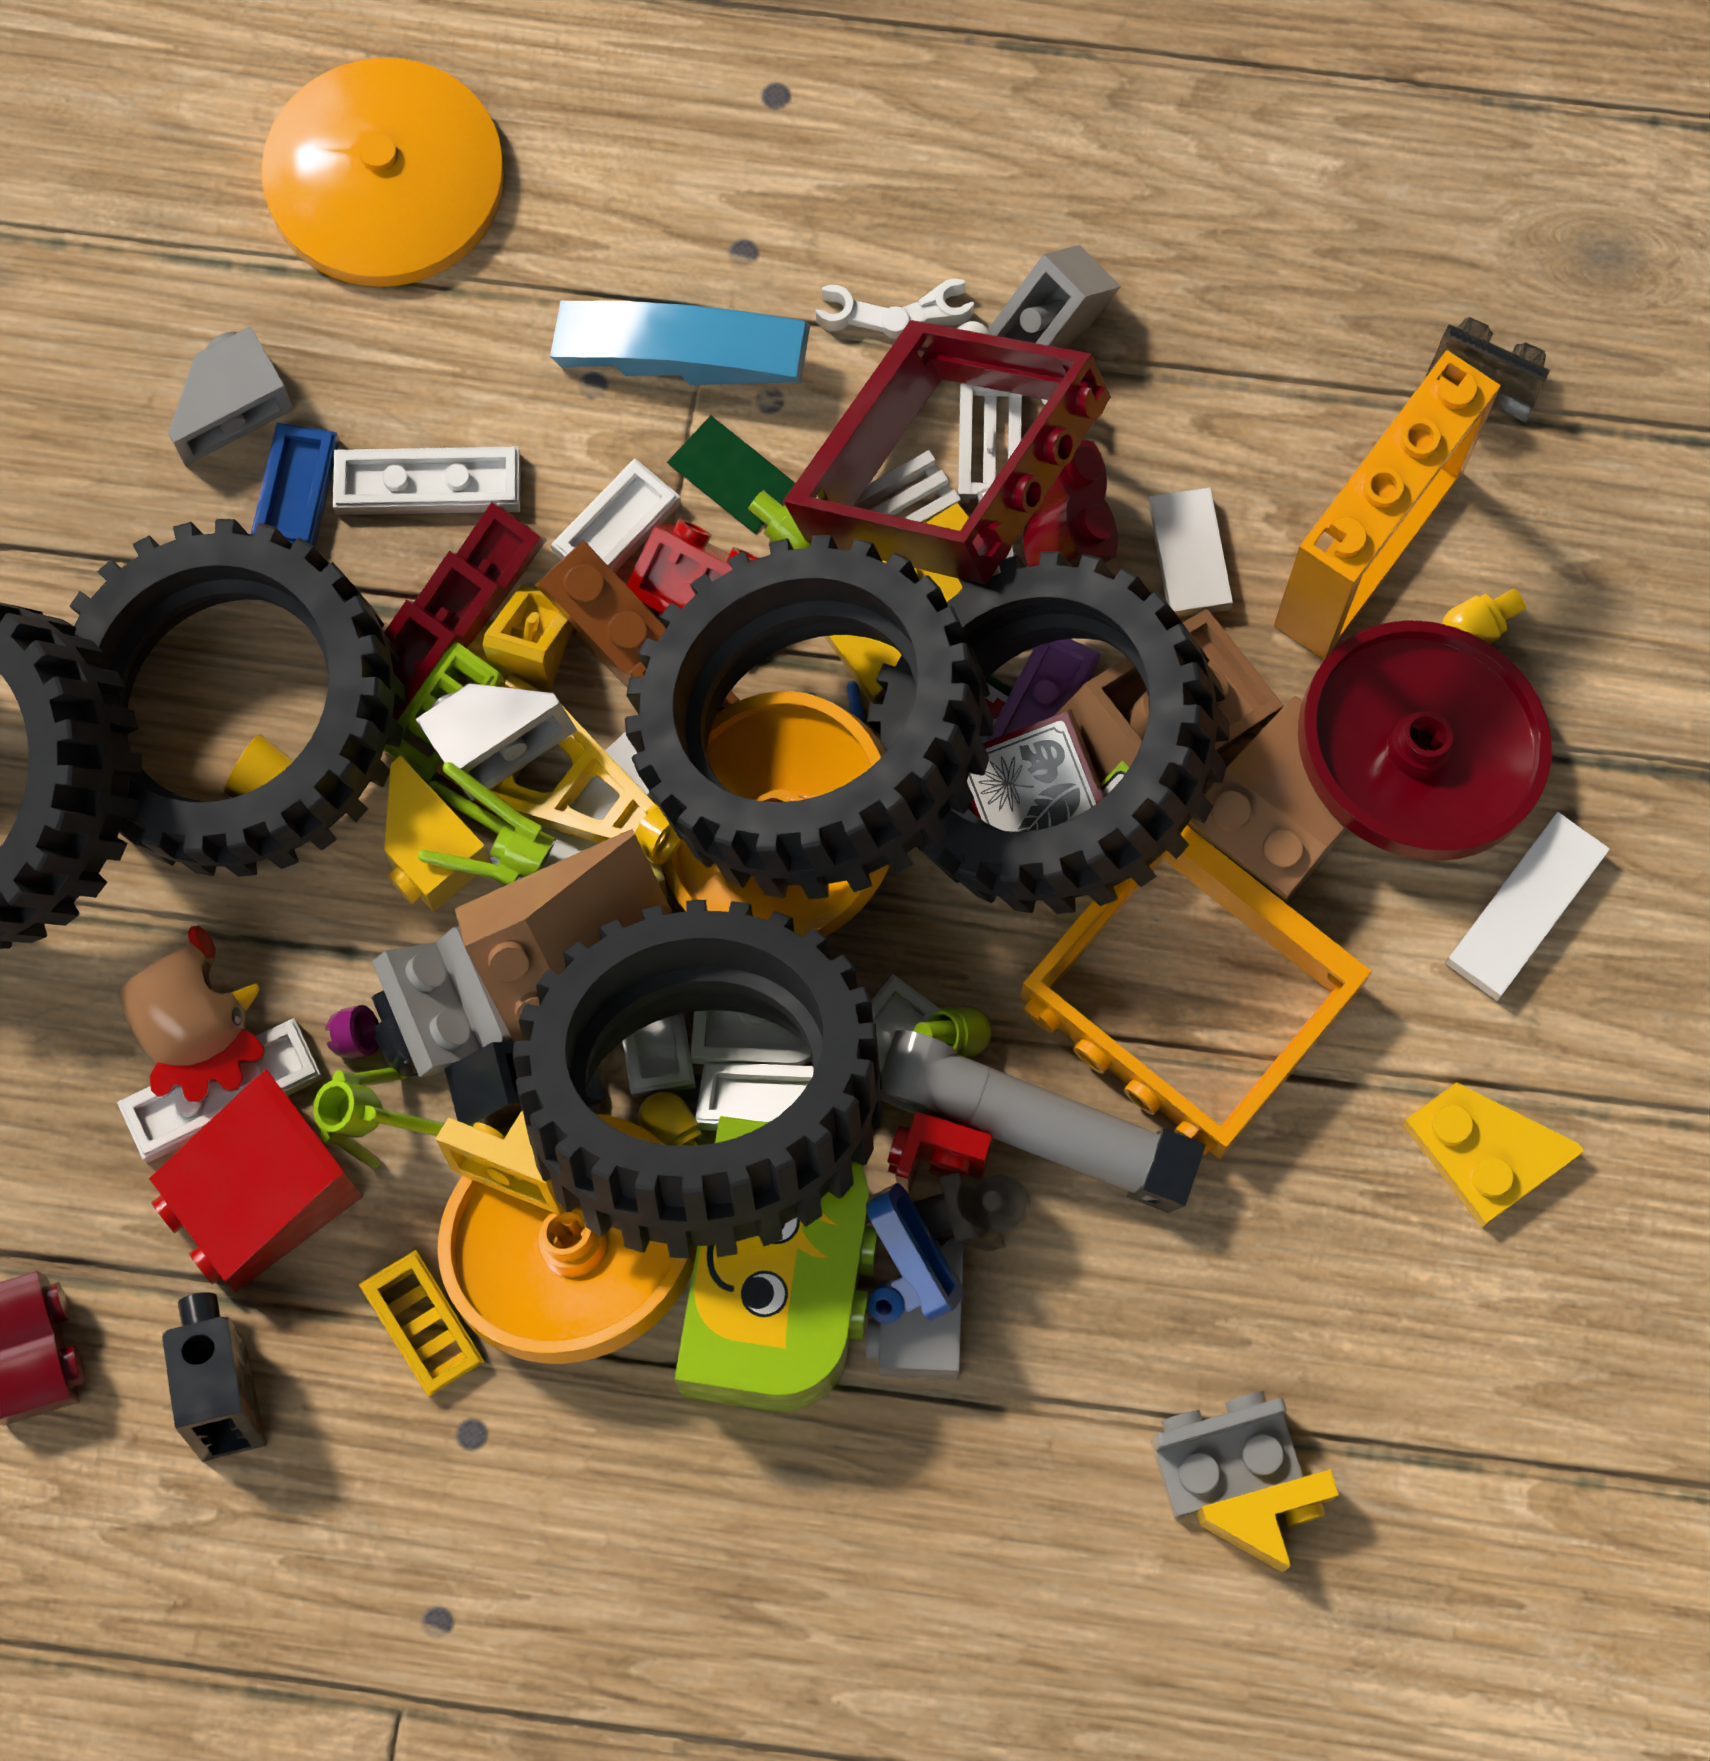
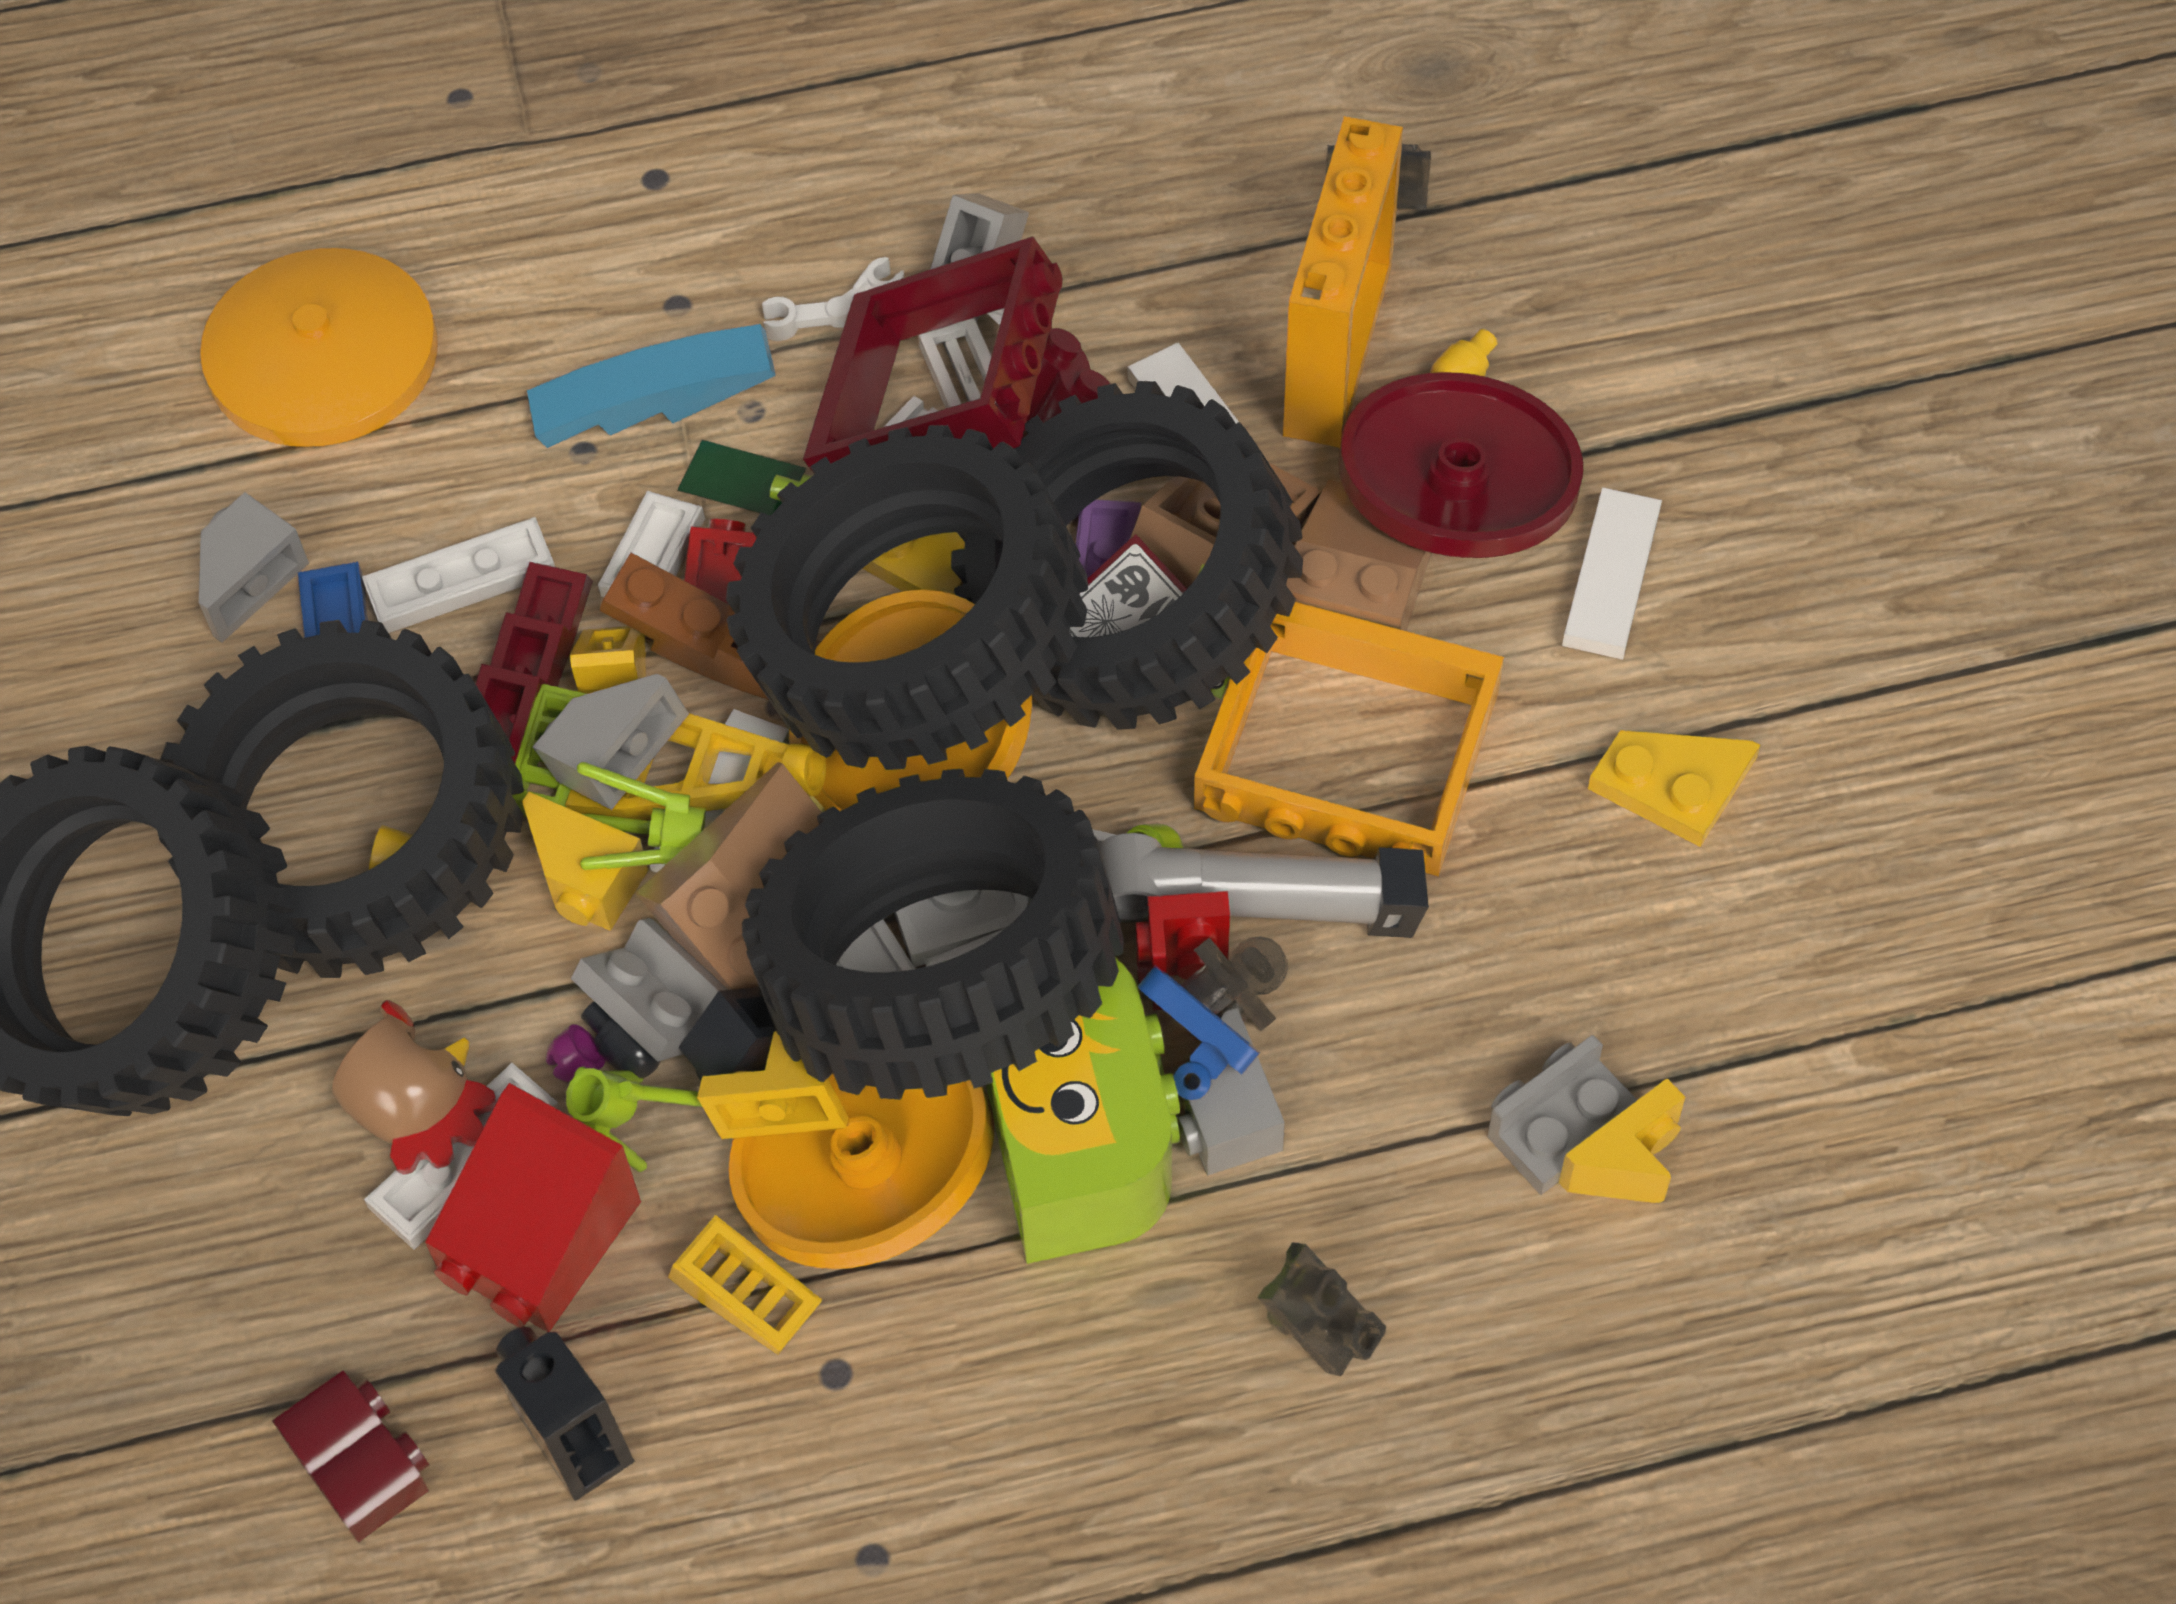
camera: 20 degrees left, 15 degrees down
(917, 1565) = (1320, 1311): none -> clear smoke hips

